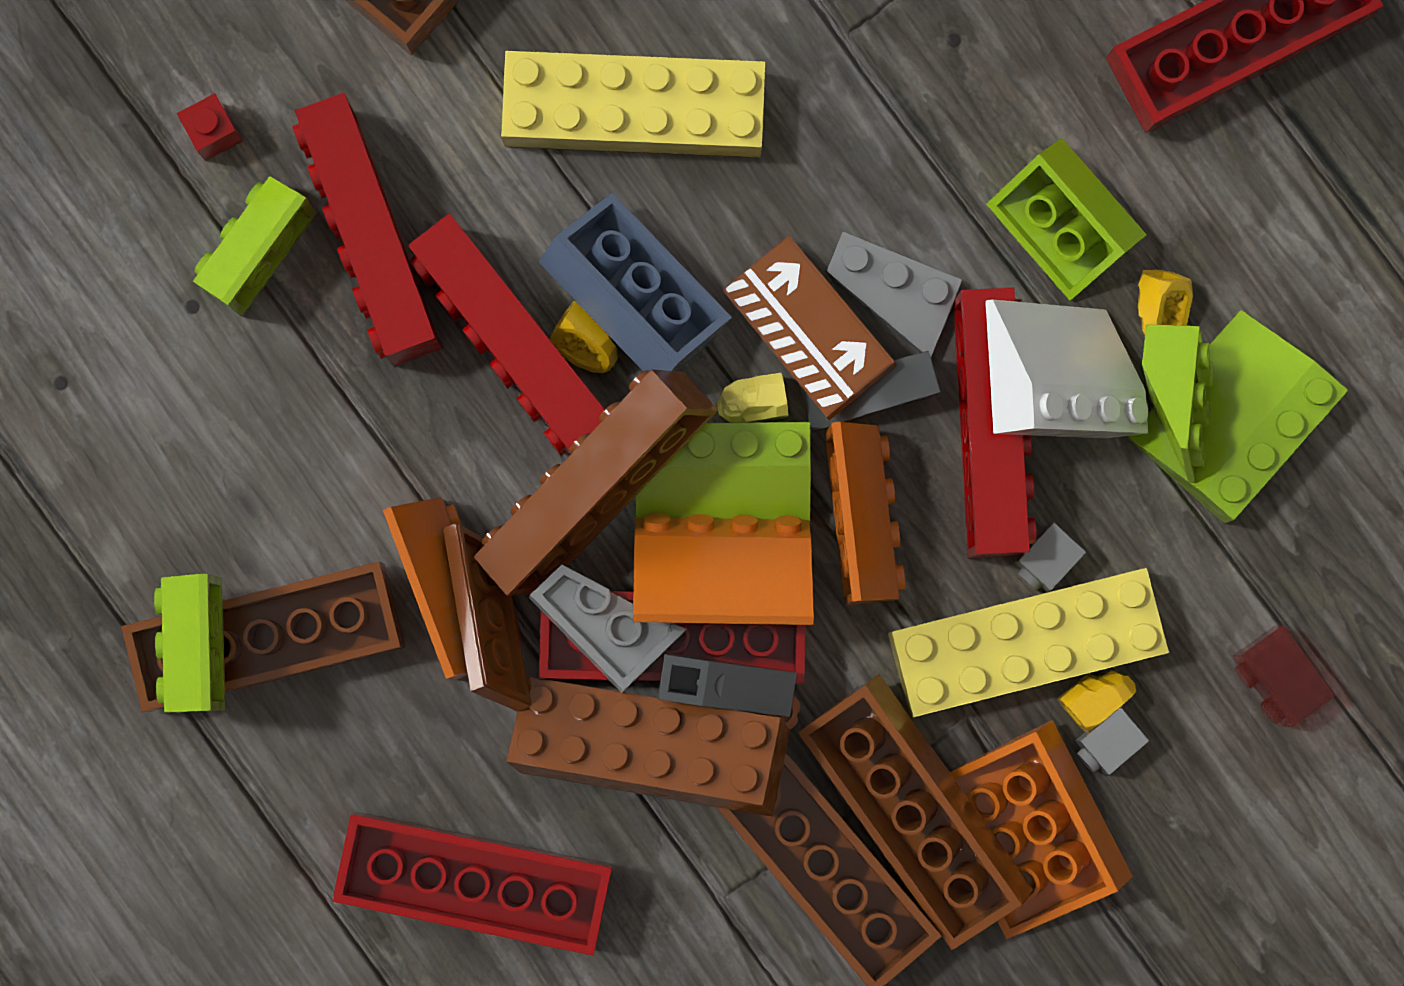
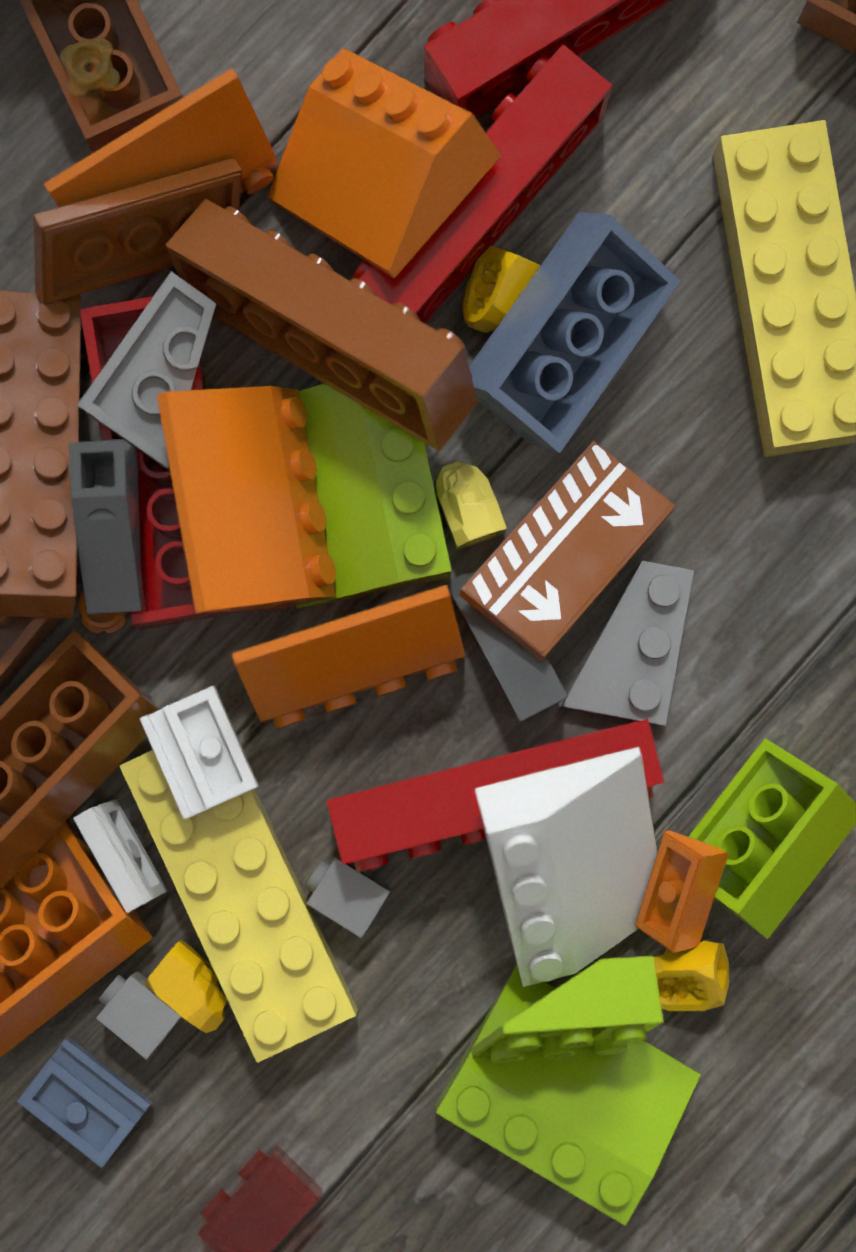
camera: 85 degrees right, 0 degrees up
(334, 621) = (76, 58): none -> clear yellow plate
(469, 415) = (378, 161): none -> orange slope
(918, 647) = (199, 752): none -> white plate
(983, 731) = (120, 855): none -> white plate
(1097, 294) = (680, 891): none -> orange slope
(1171, 799) = (84, 1101): none -> sand blue plate

